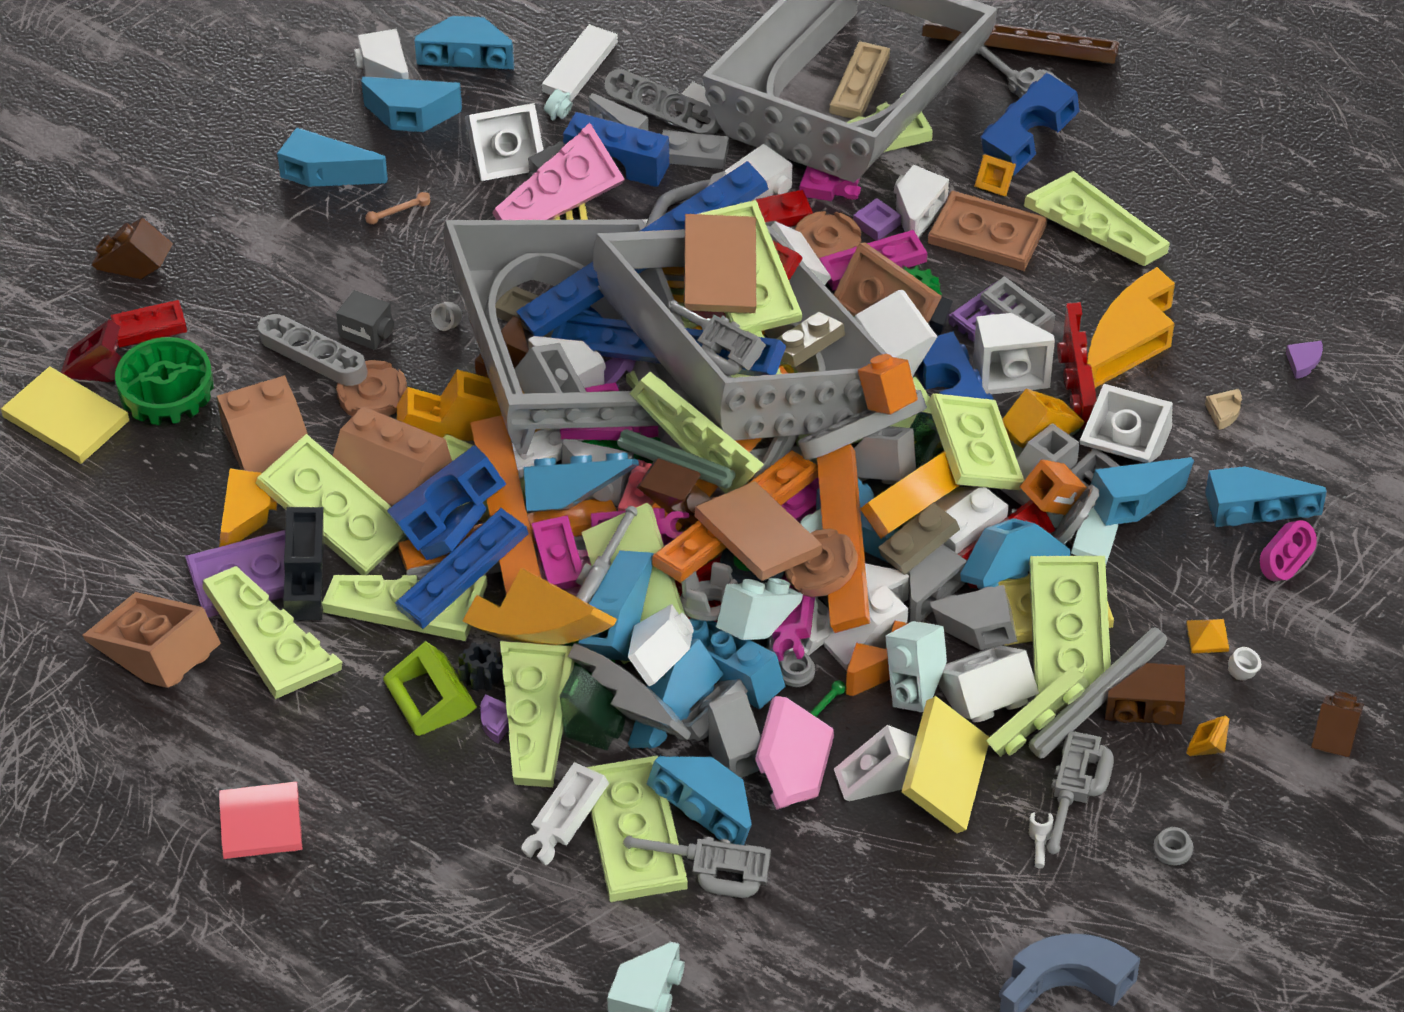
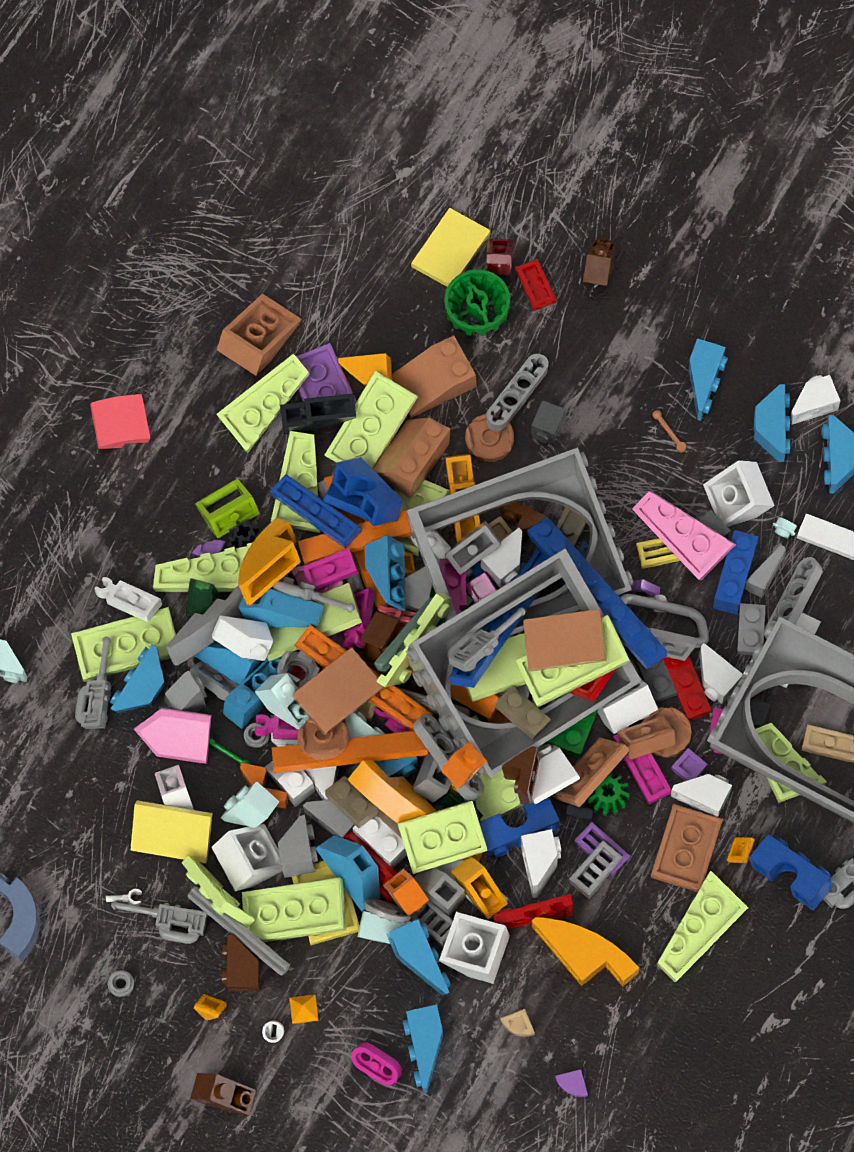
camera: 90 degrees right, 20 degrees up
(834, 242) = (647, 737): none -> nougat slope
(902, 332) = (524, 771): none -> reddish brown slope

